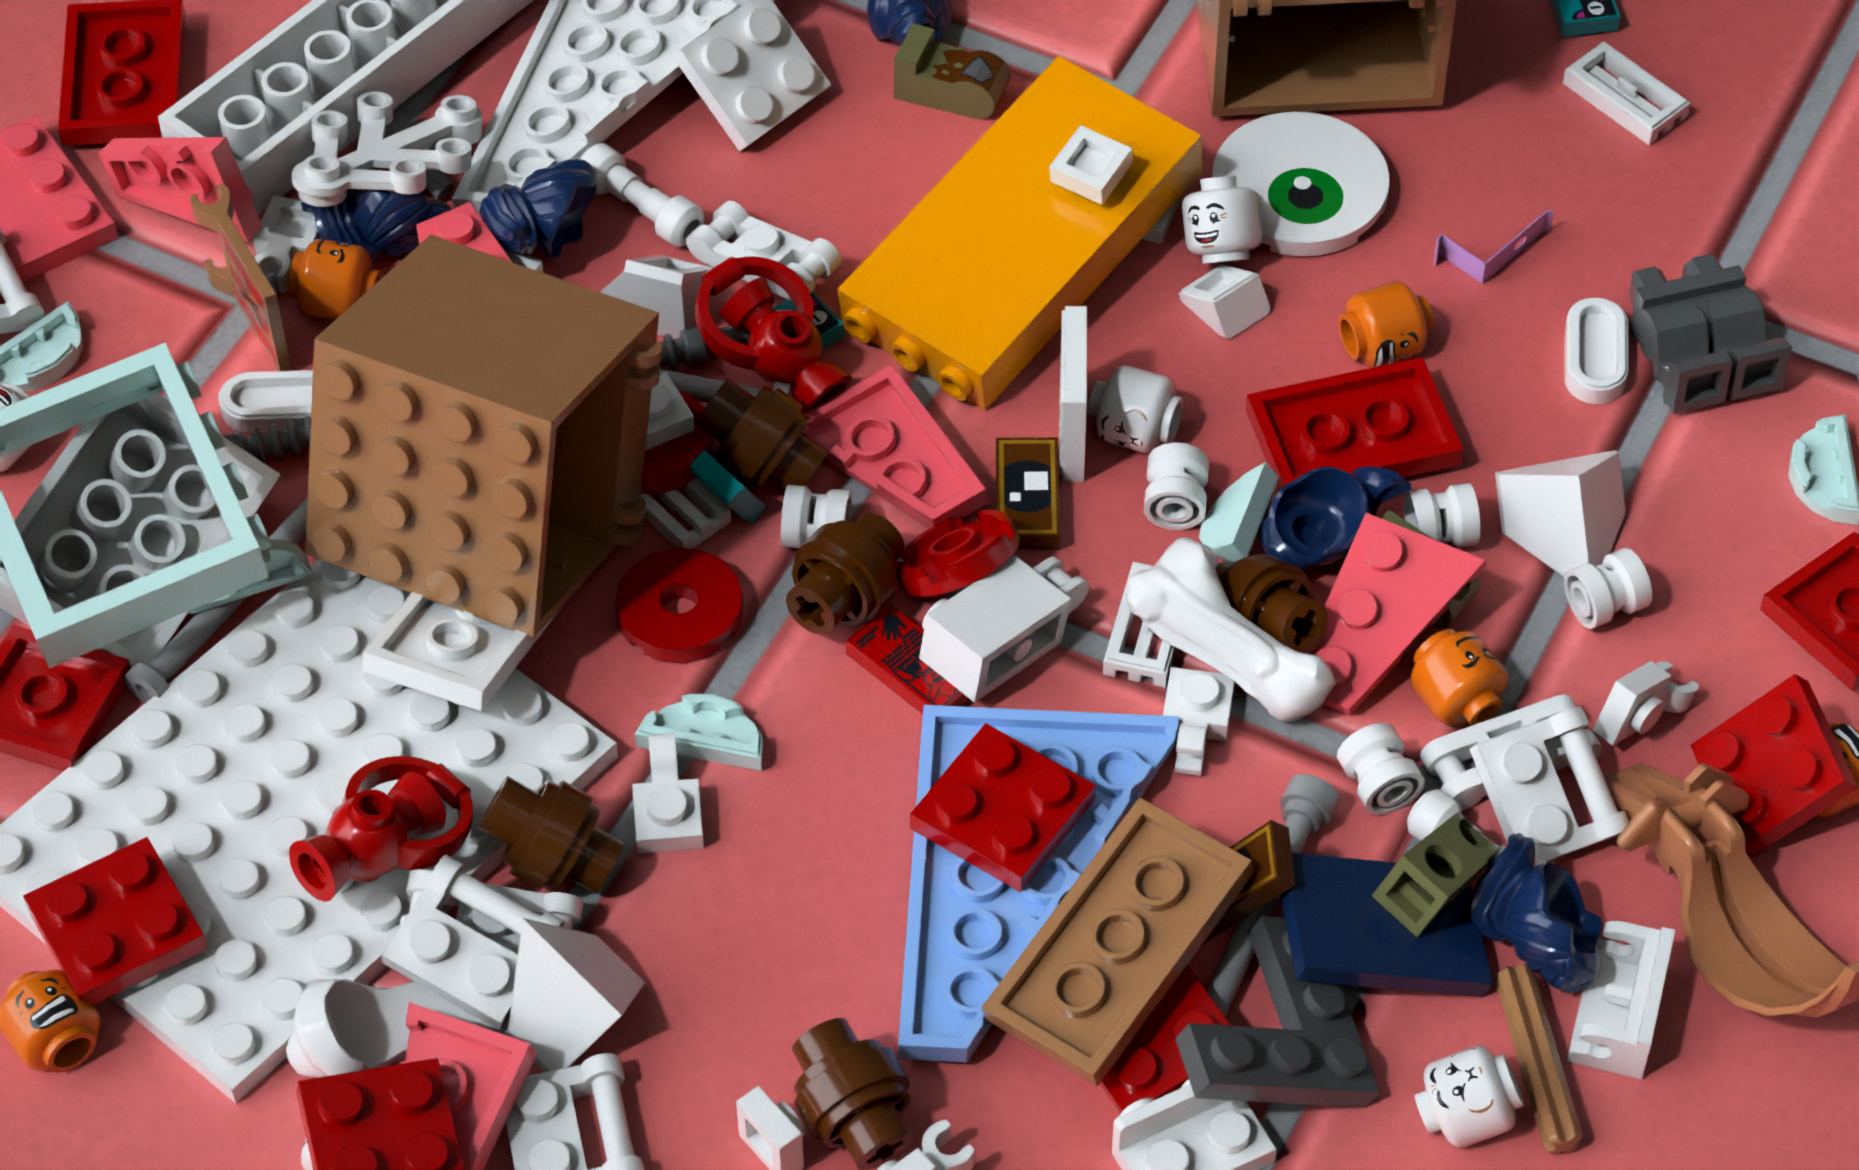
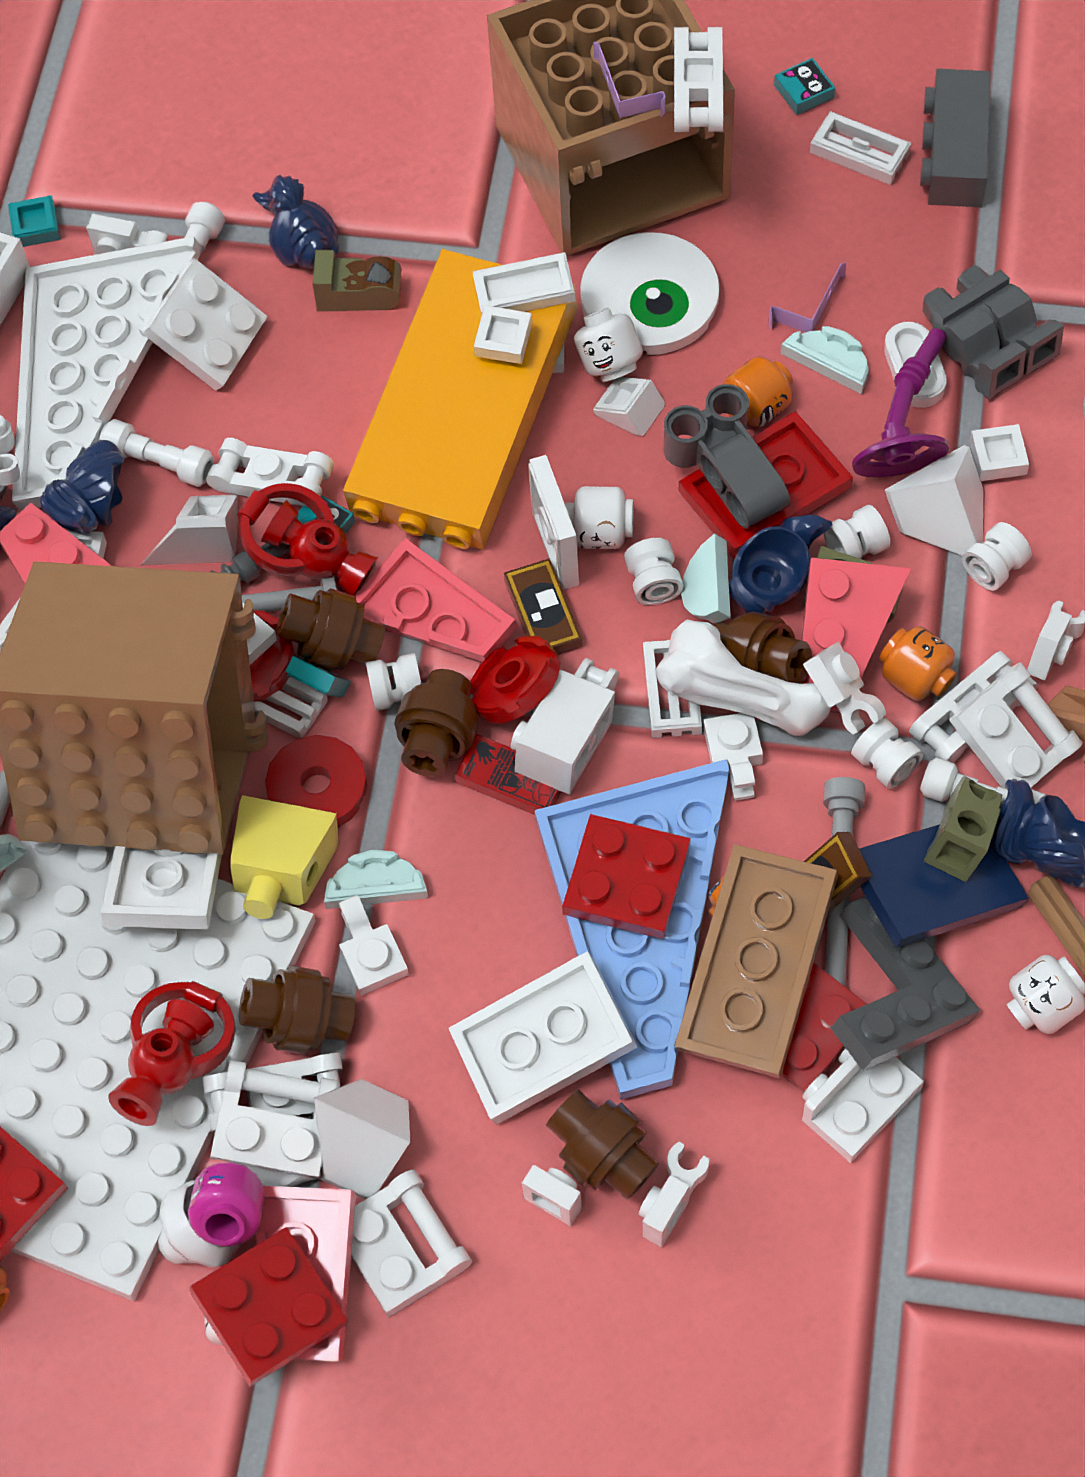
camera: 15 degrees left, 10 degrees up
(376, 1008) = (226, 1204): none -> dark pink head
(603, 661) = (280, 853): none -> light yellow torso
(828, 954) = (542, 1037): none -> white plate
(1142, 118) = (526, 284): none -> white tile
(1311, 366) = (726, 454): none -> dark grey piece
(1346, 662) = (839, 684): none -> white plate
(1495, 310) = (830, 354): none -> light aqua tile
(1531, 418) = (898, 445): none -> magenta dish
(1659, 474) = (999, 452): none -> white plate
(1748, 110) = (956, 138): none -> dark grey brick

